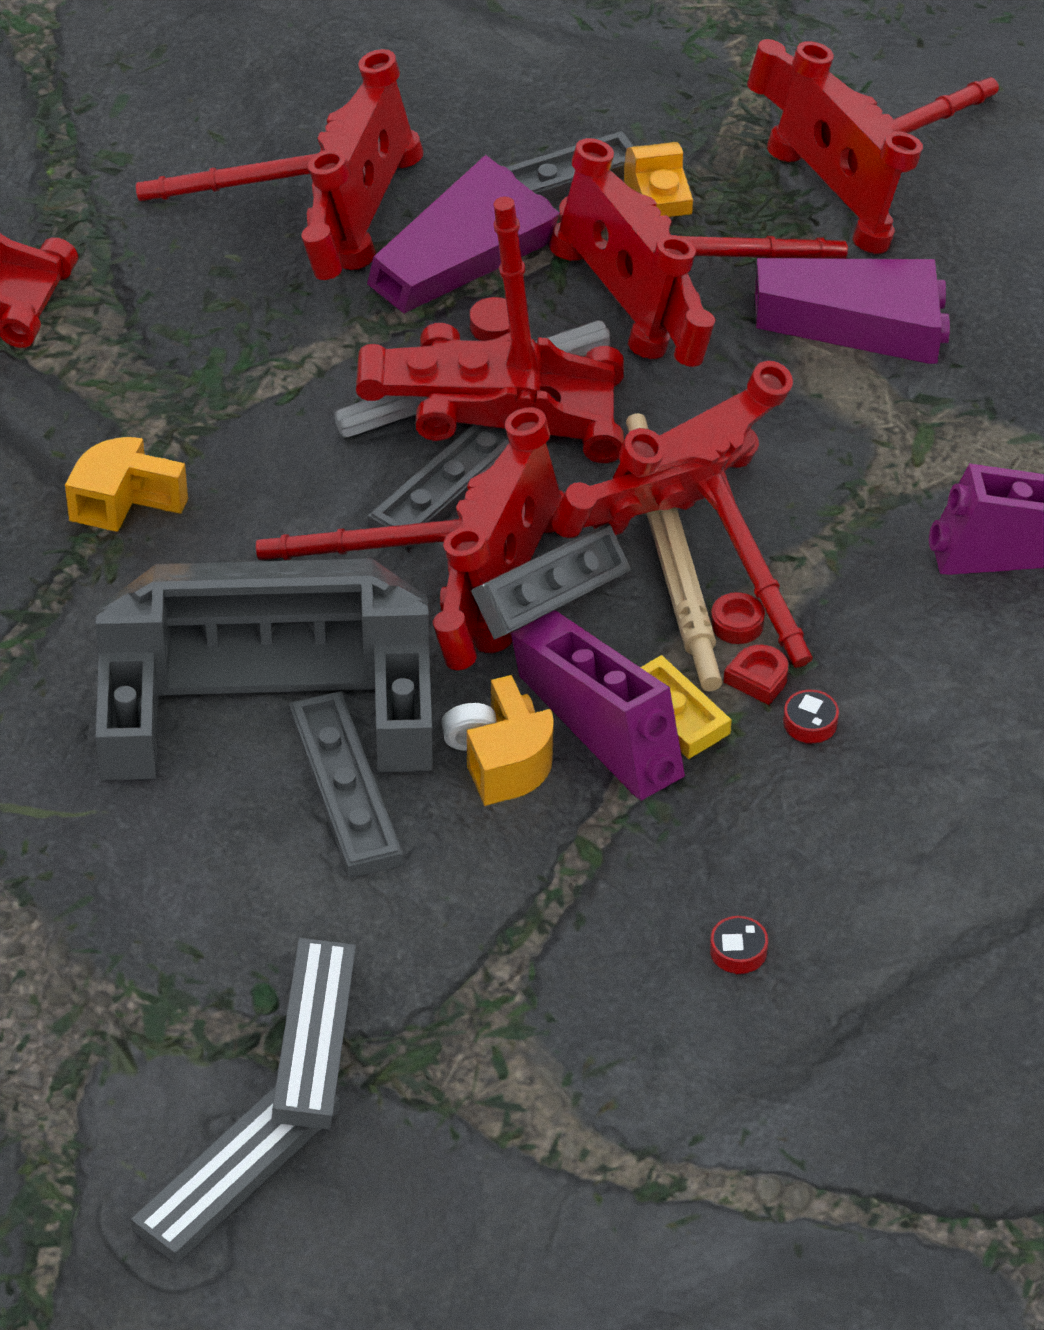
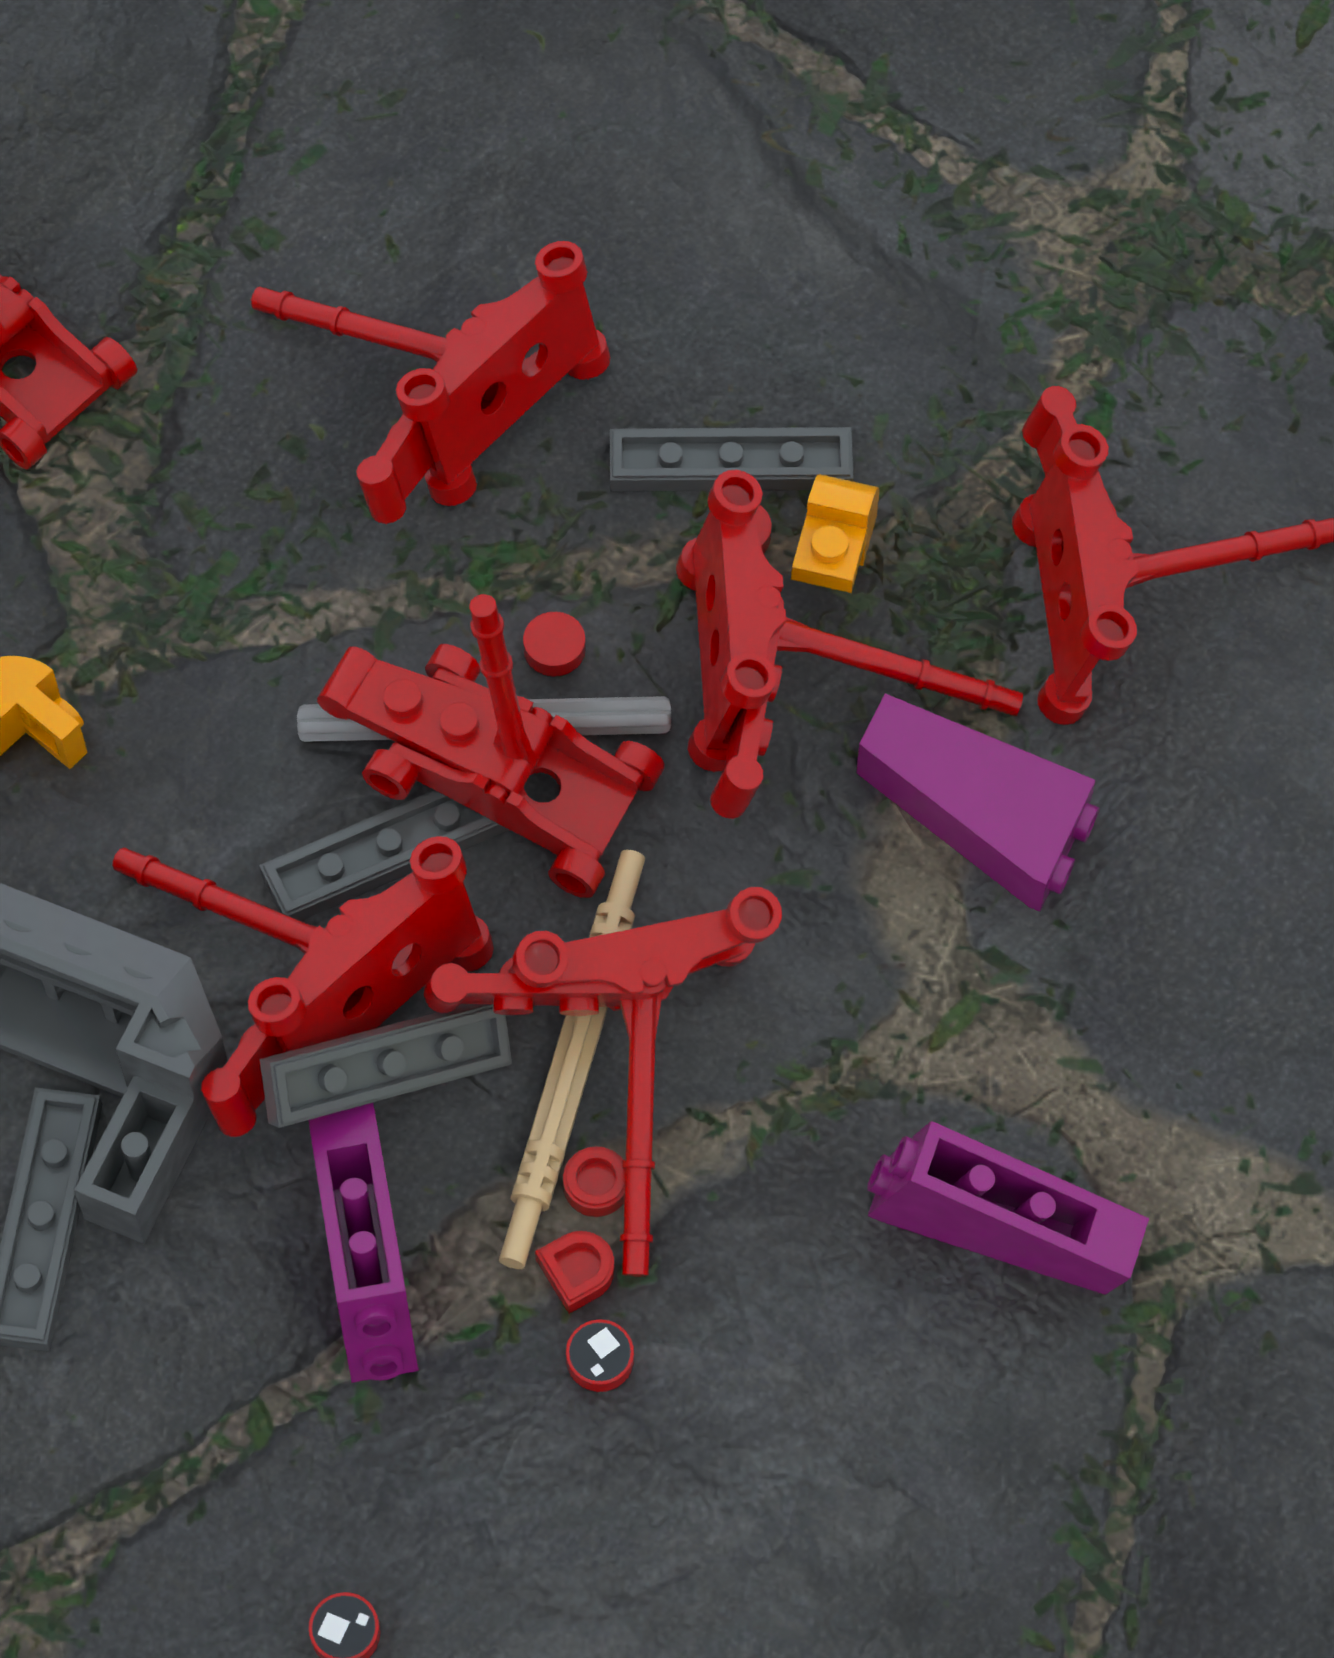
camera: 25 degrees right, 15 degrees up
(457, 238) = (572, 516): magenta slope -> none
(462, 718) = (208, 1209): white tile -> none
(515, 751) = (241, 1269): light orange brick -> none
(696, 716) = (450, 1279): yellow plate -> none

